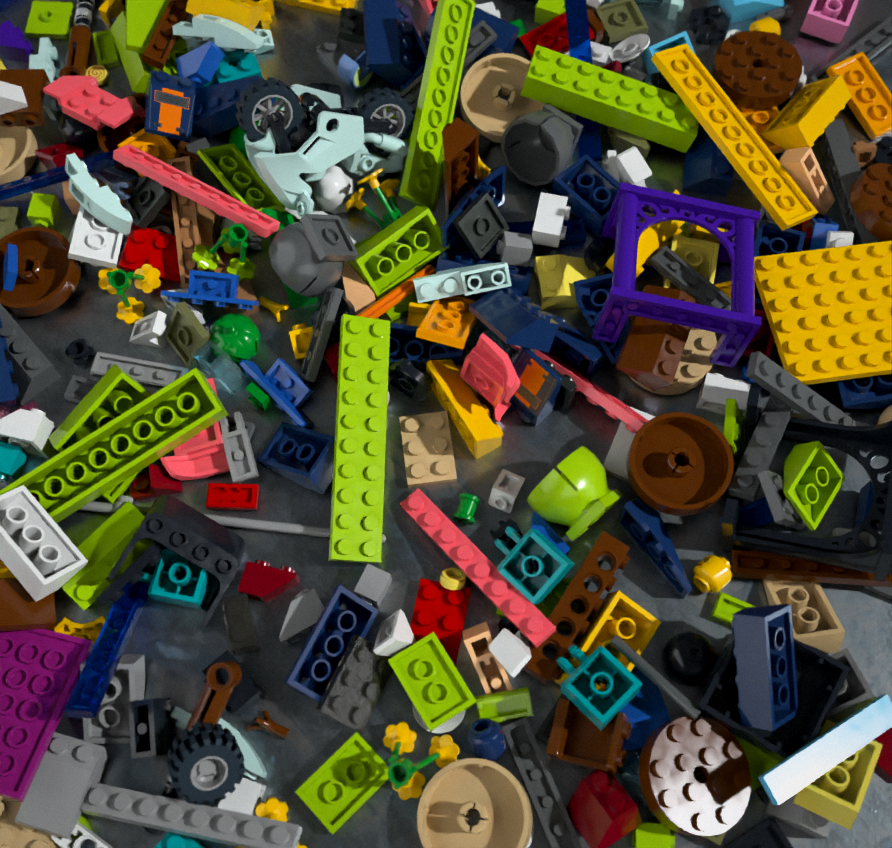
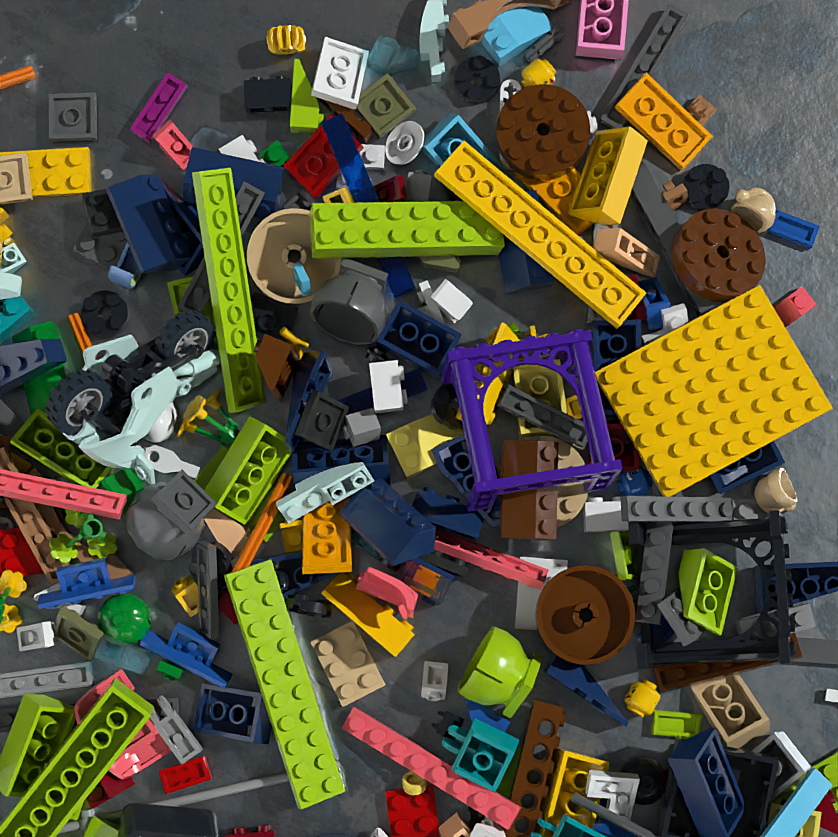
camera: 20 degrees left, 15 degrees up
(273, 307) = (148, 567): yellow bar -> none
(373, 585) = (345, 815): light grey brick -> none
(466, 509) = (404, 712): green bush -> none
(504, 113) = (301, 279): none -> medium azure tile
(665, 647) = (617, 787): none -> white plate

